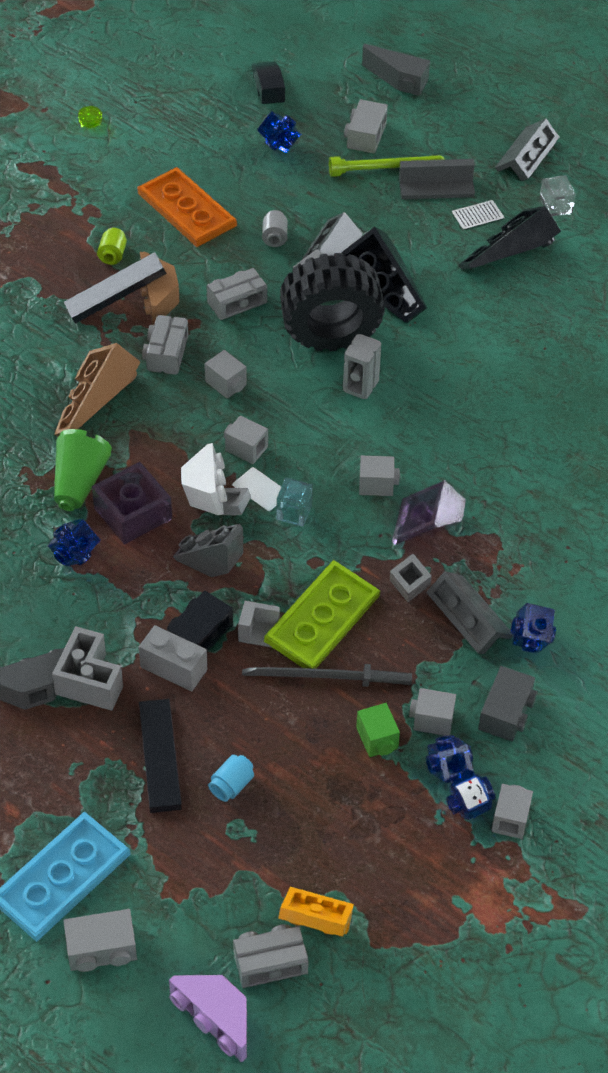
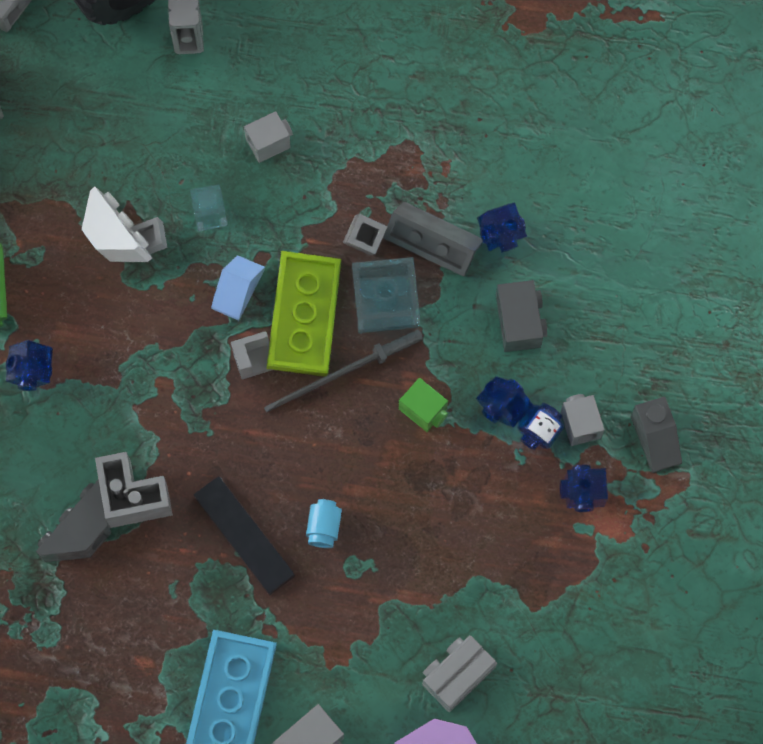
camera: 30 degrees left, 20 degrees up
(132, 502) = (57, 291): clear purple brick -> none
(173, 658) = (198, 434): light grey brick -> none
(203, 621) = (201, 387): black brick -> none
(212, 551) = (164, 304): dark grey slope -> none
(225, 374) = (55, 97): light grey brick -> none
(246, 439) = (119, 161): light grey brick -> none
(261, 488) = (164, 204): white sticker -> none
(279, 569) = (236, 286): none -> light blue slope
(316, 912) = (477, 614): light orange bracket -> none
(398, 630) = (385, 295): none -> clear light blue brick
(428, 512) = (339, 155): clear purple slope -> none
(433, 711) = (460, 359): light grey brick -> none
(479, 864) = (584, 488): none -> clear blue brick
(575, 856) = (657, 434): none -> dark grey slope

